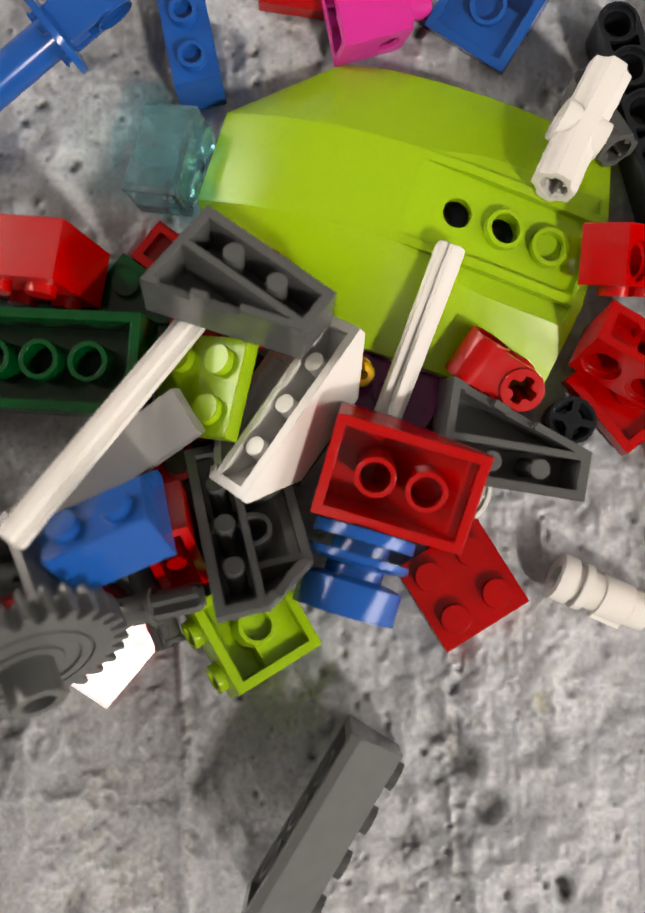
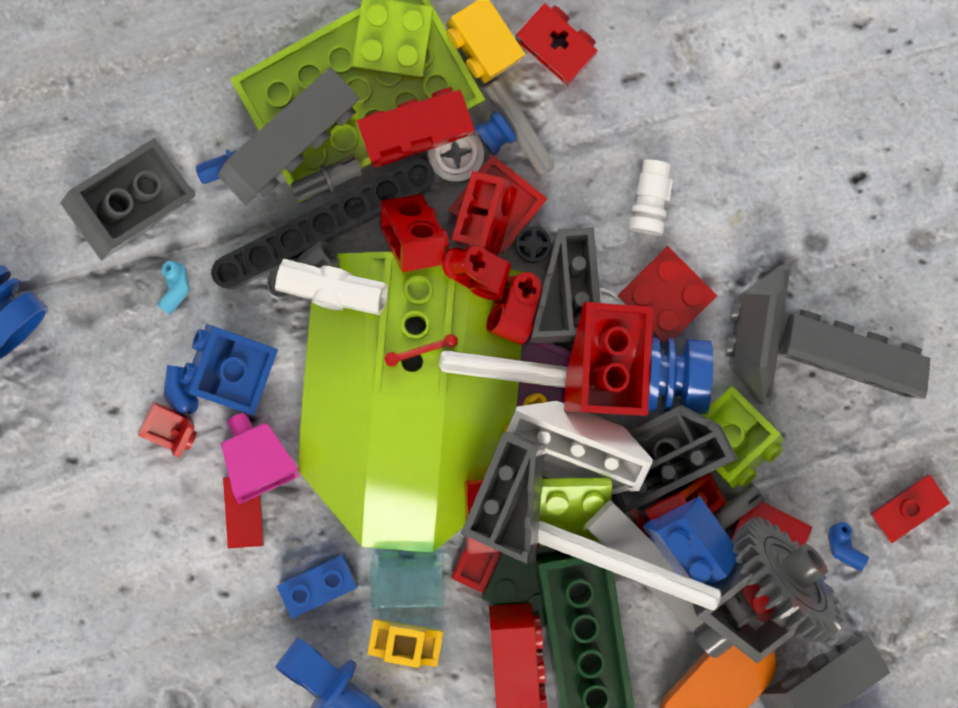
camera: 95 degrees left, 5 degrees up
(67, 742) = (842, 548): none -> blue arm
(88, 141) = (405, 643): none -> yellow brick
(97, 850) = (909, 508): none -> red plate
(157, 605) = (733, 504): dark grey axle -> none
(386, 697) = (758, 332): none -> dark grey wedge
(467, 184) = (392, 359): none -> red hinge
(561, 327) = (477, 271): none -> red piece

